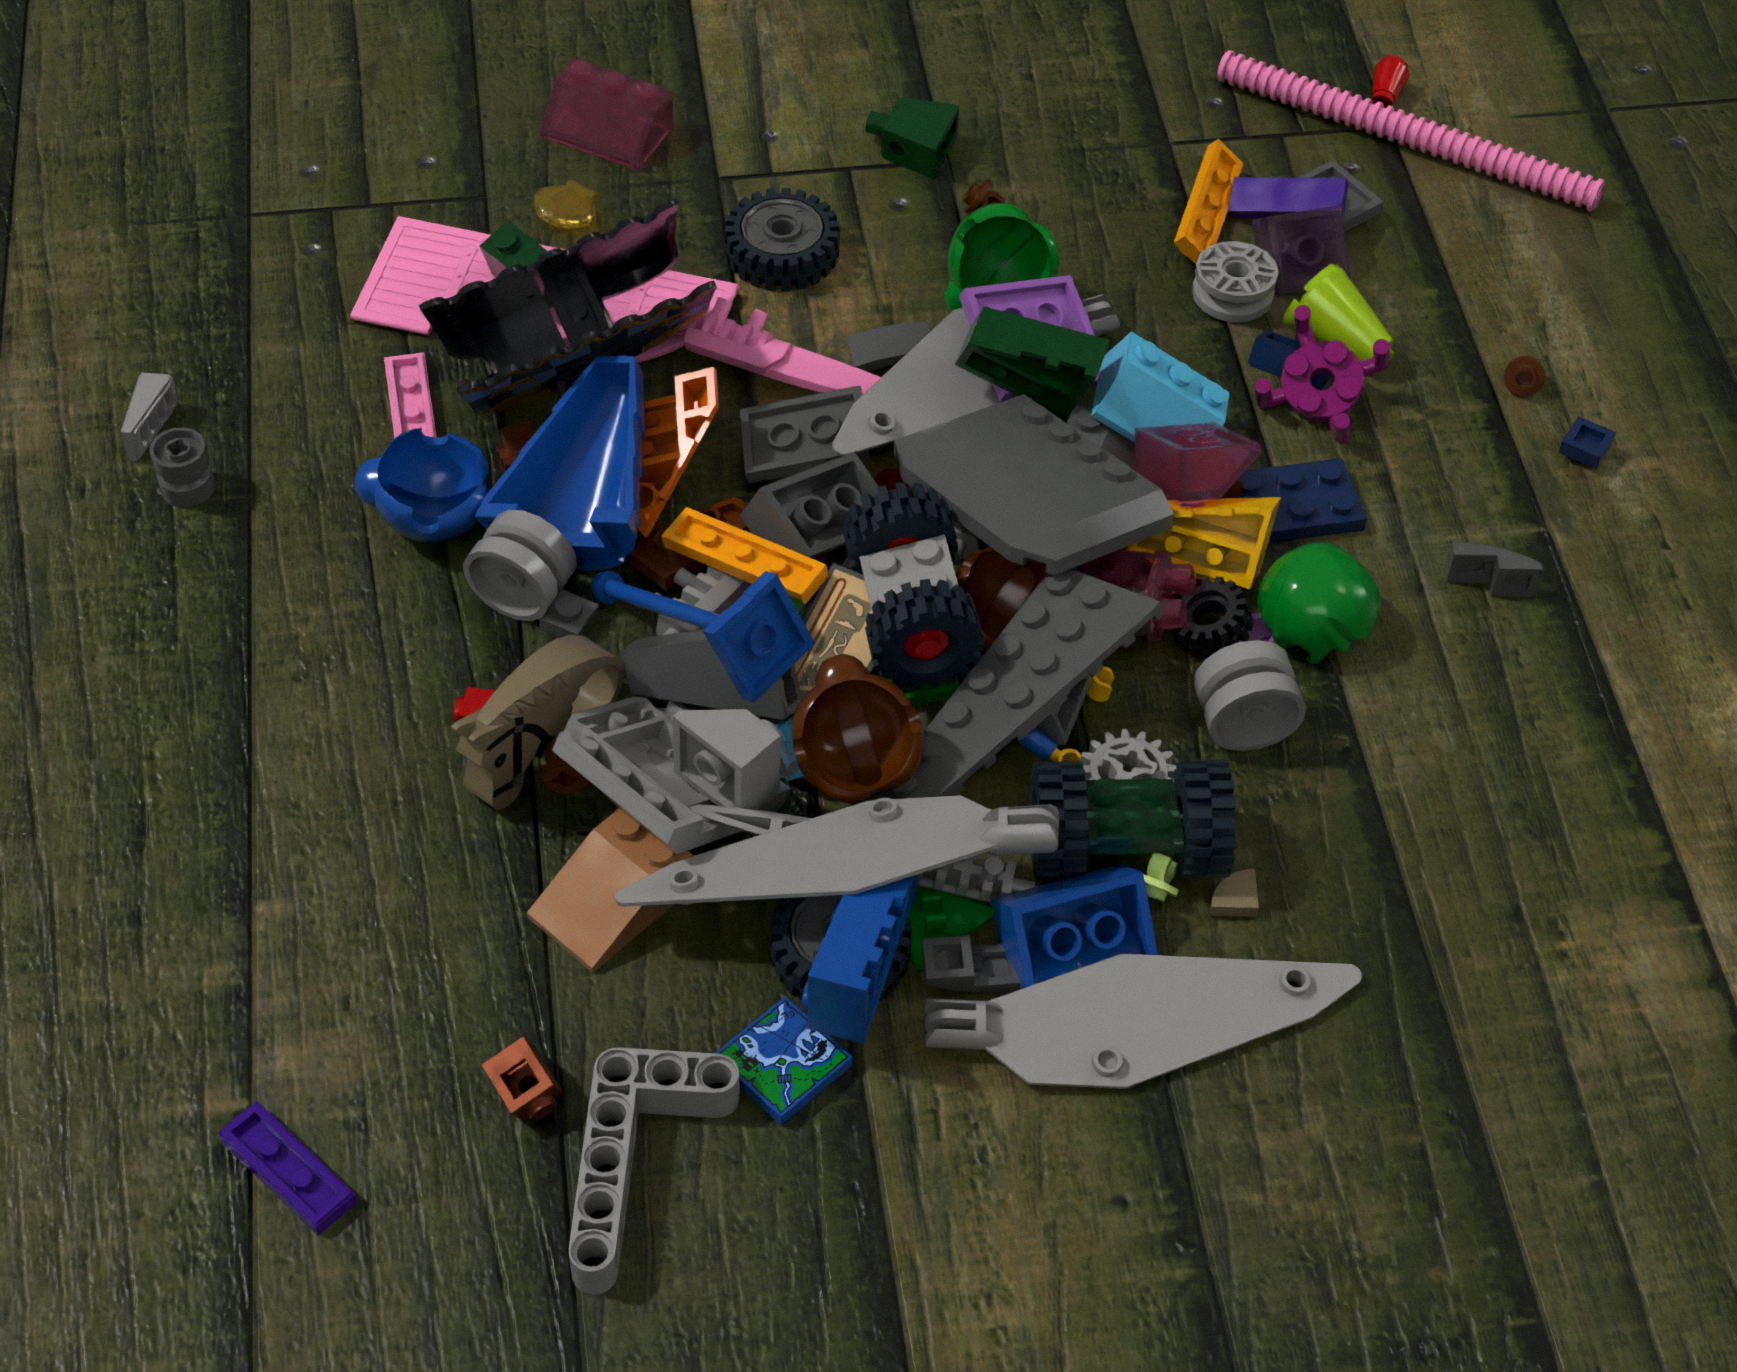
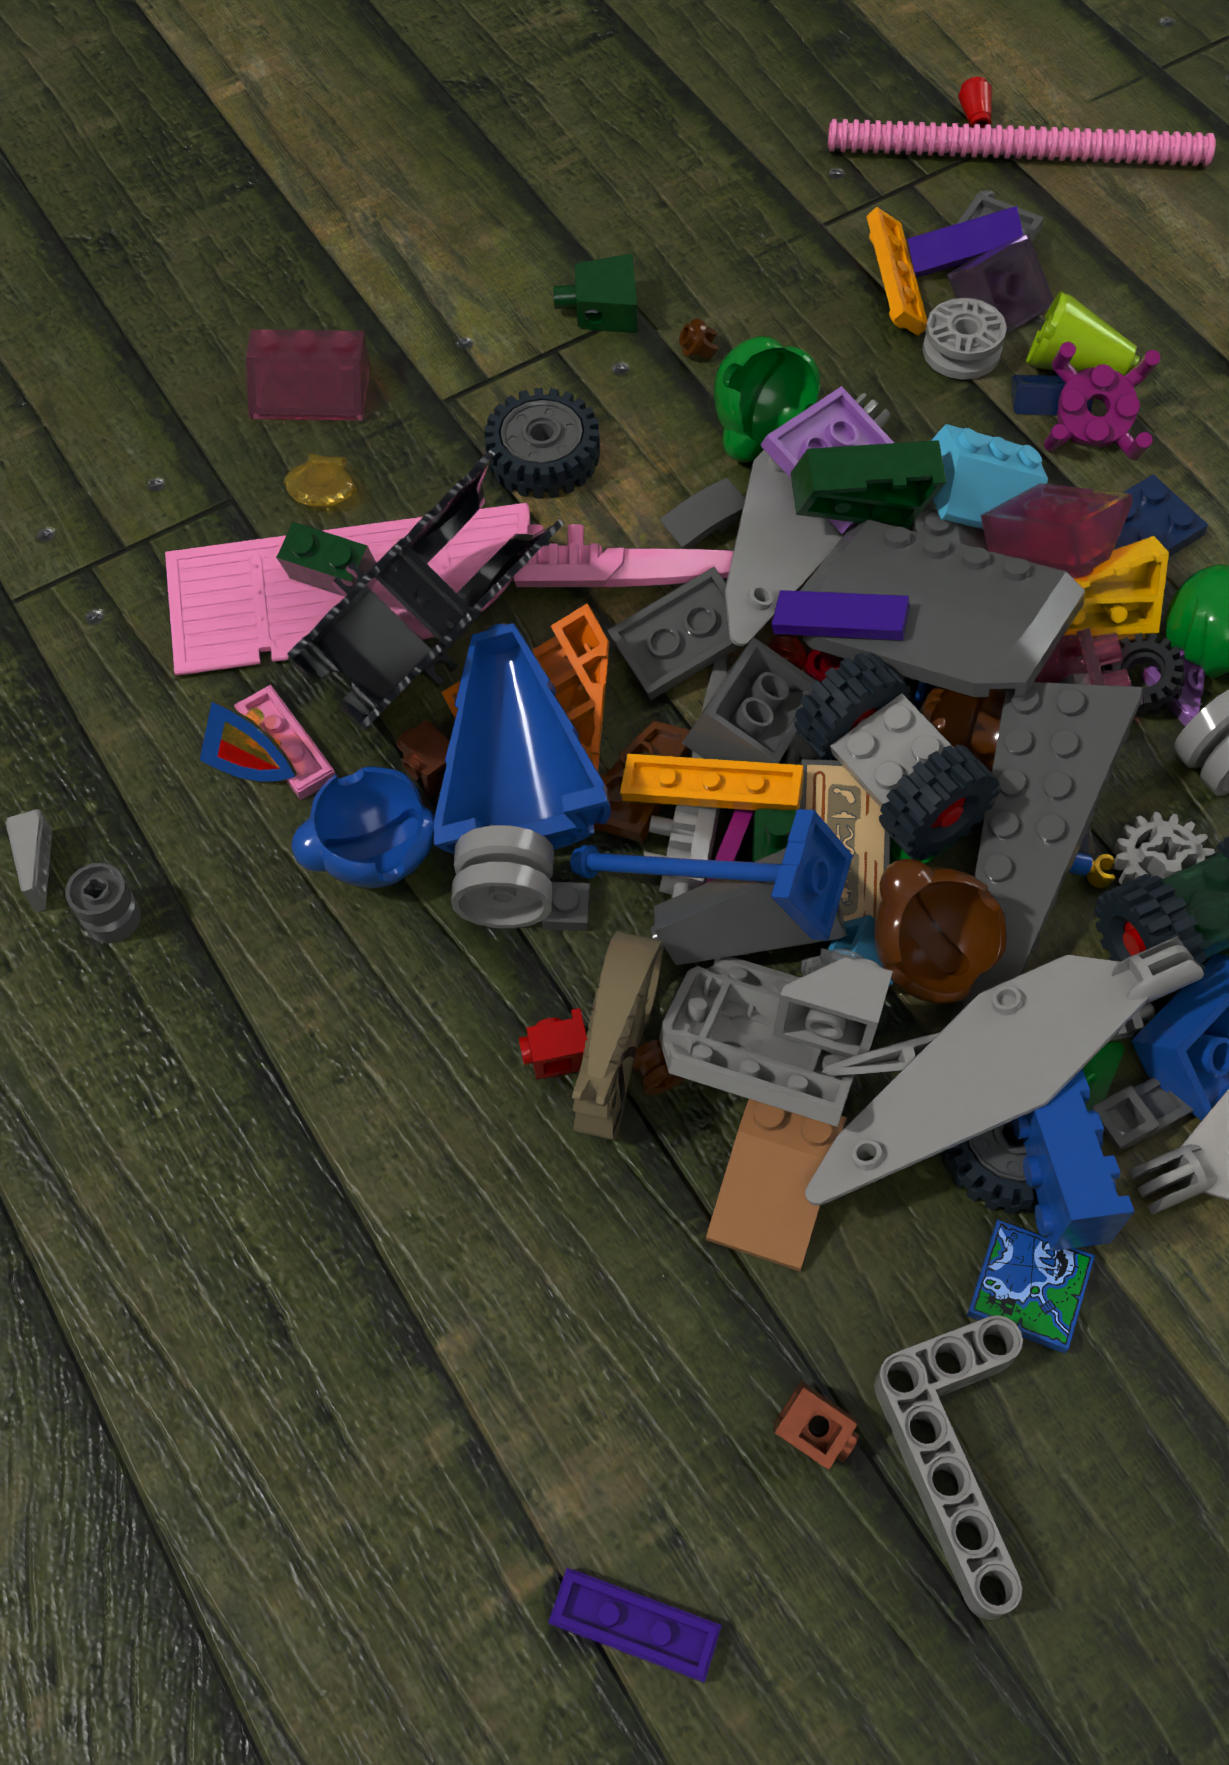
camera: 20 degrees left, 10 degrees up
(365, 387) = (242, 747): none -> shield
(934, 454) = (841, 615): none -> dark purple tile

